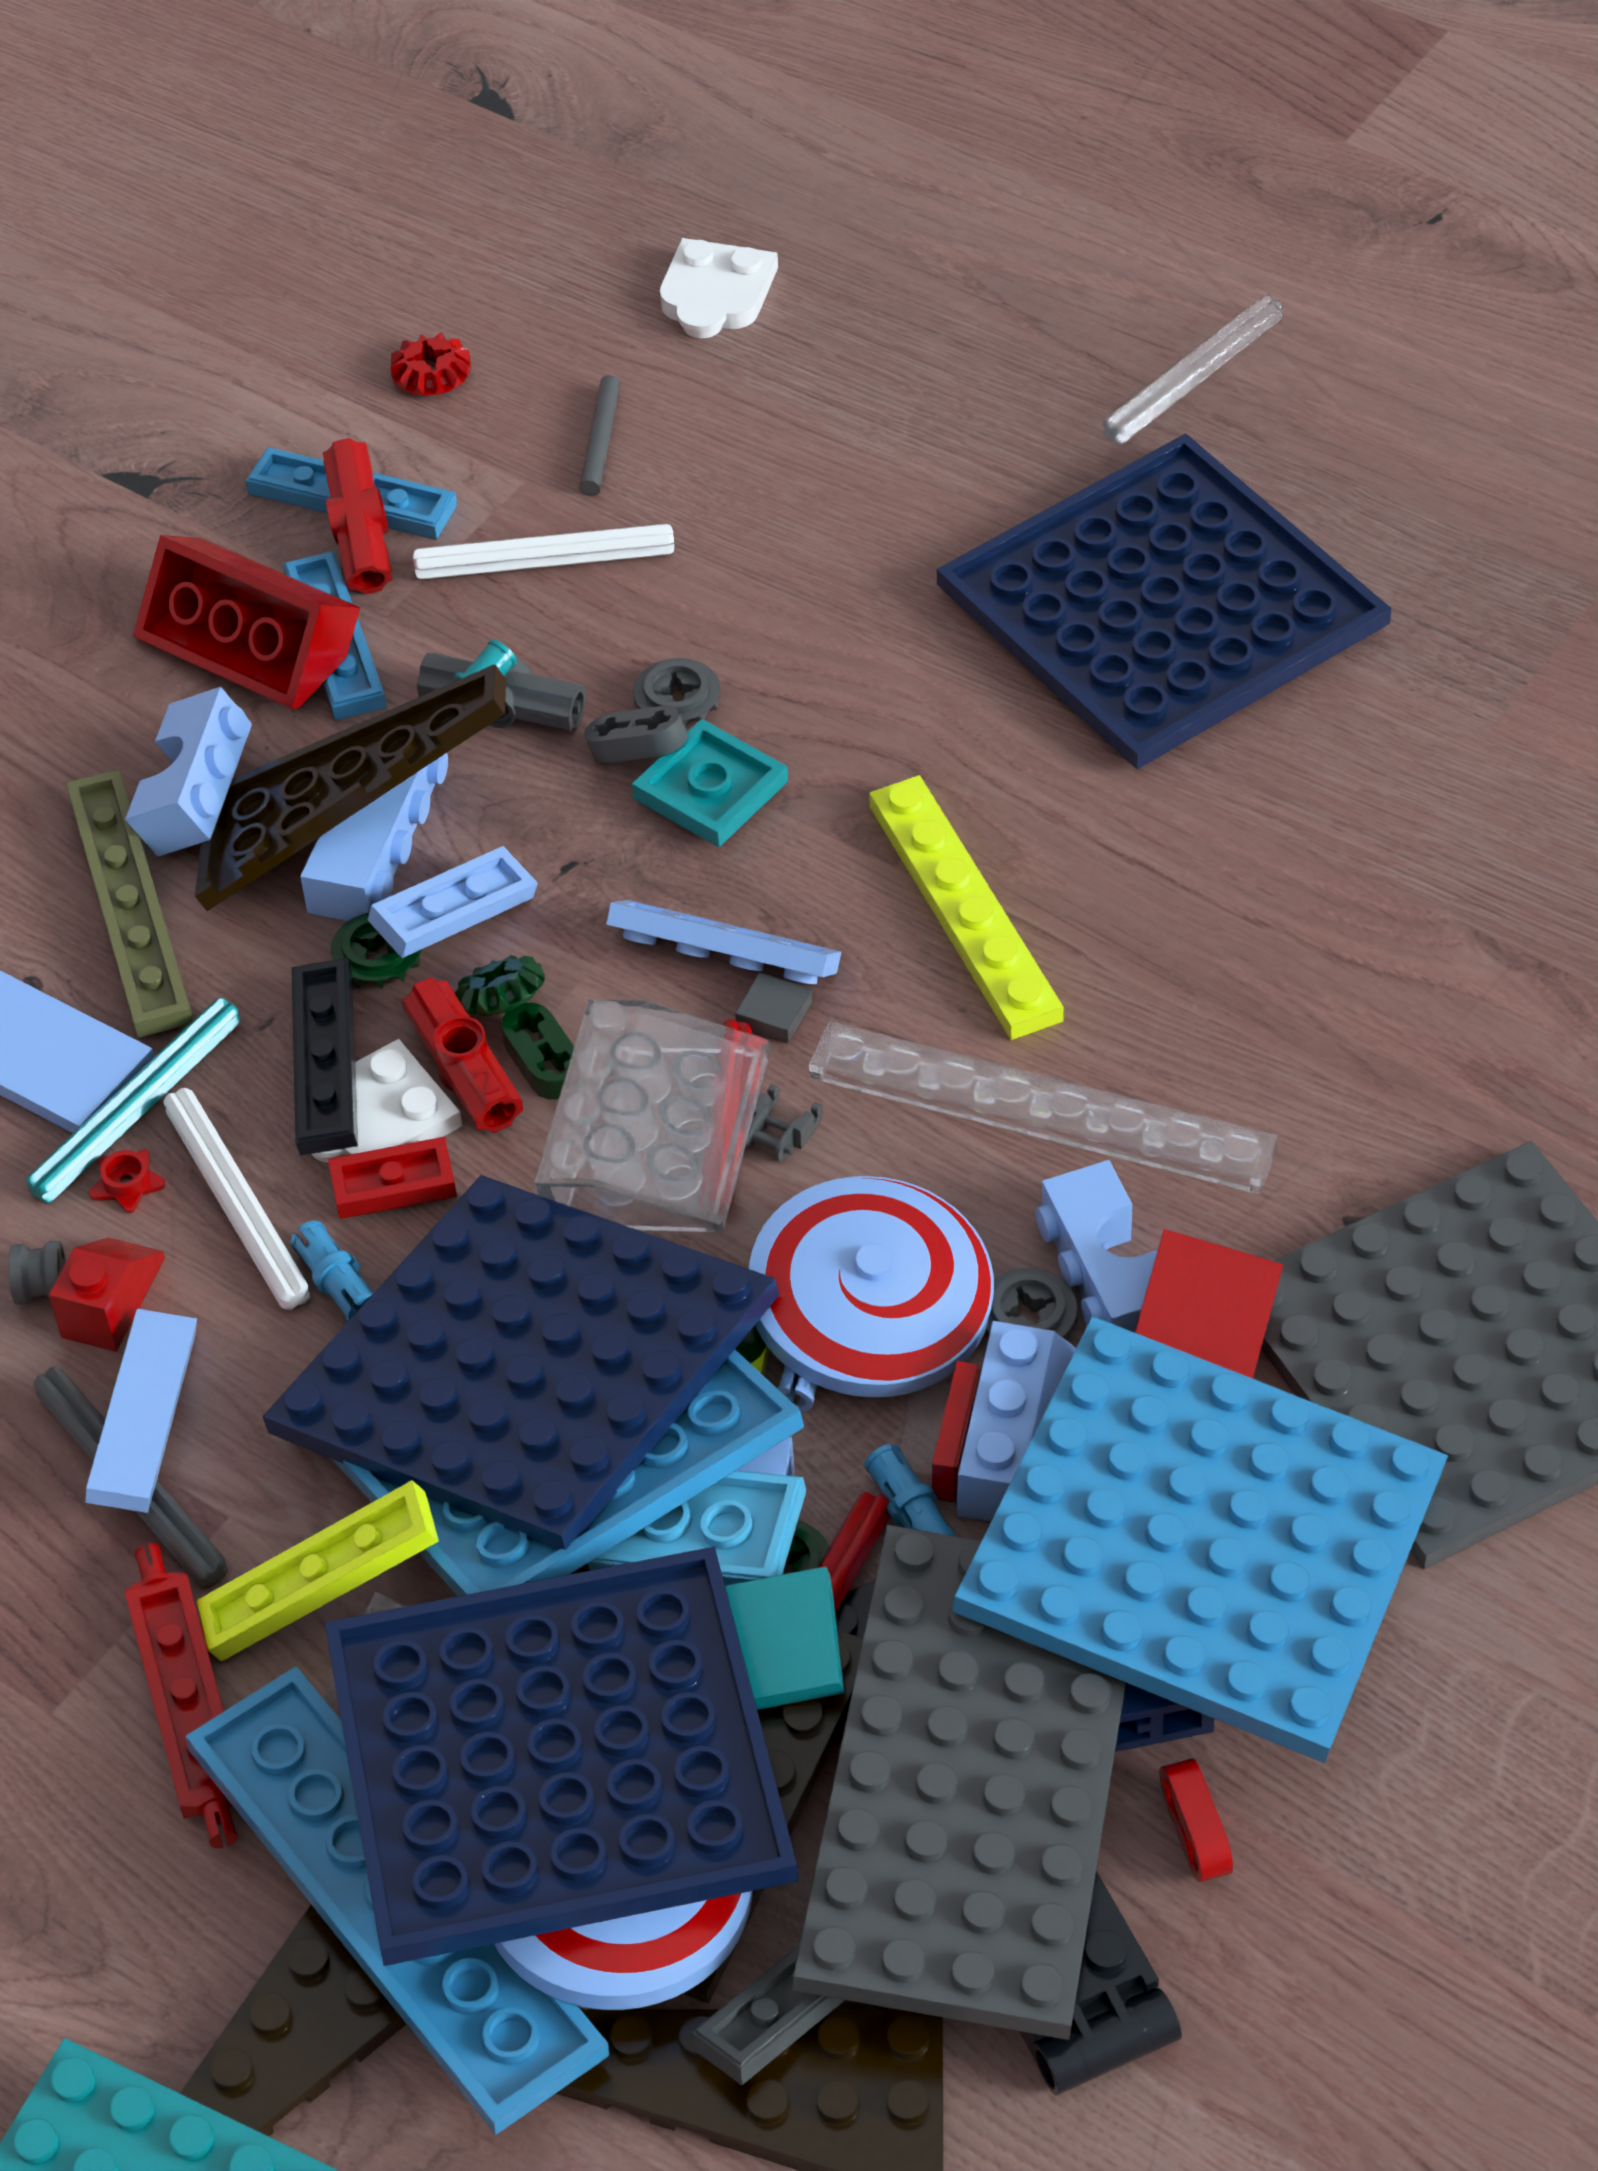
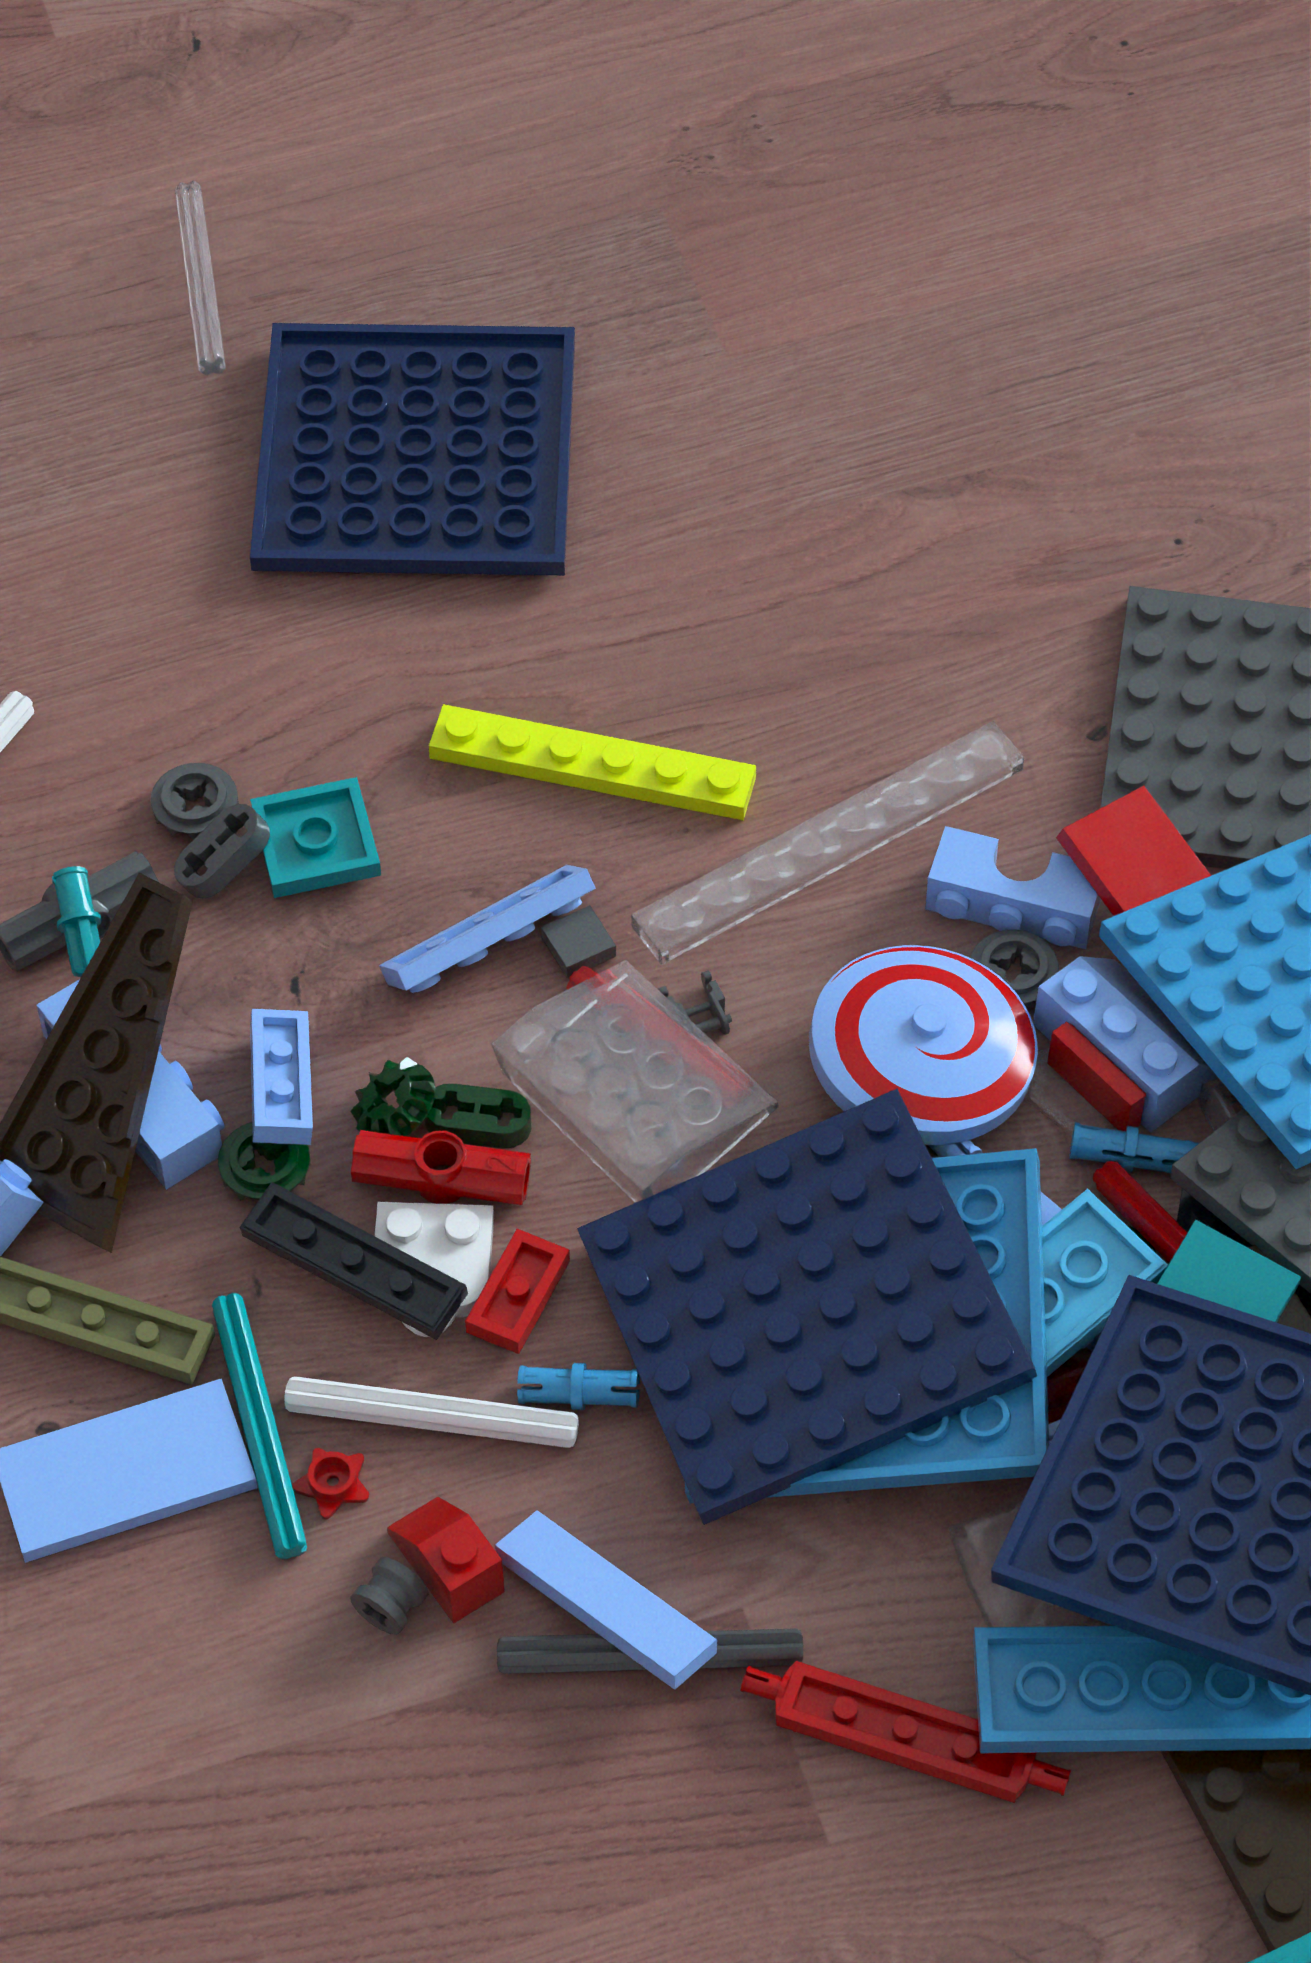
camera: 55 degrees left, 5 degrees up
(317, 1570) = (890, 1561): neon yellow plate -> none

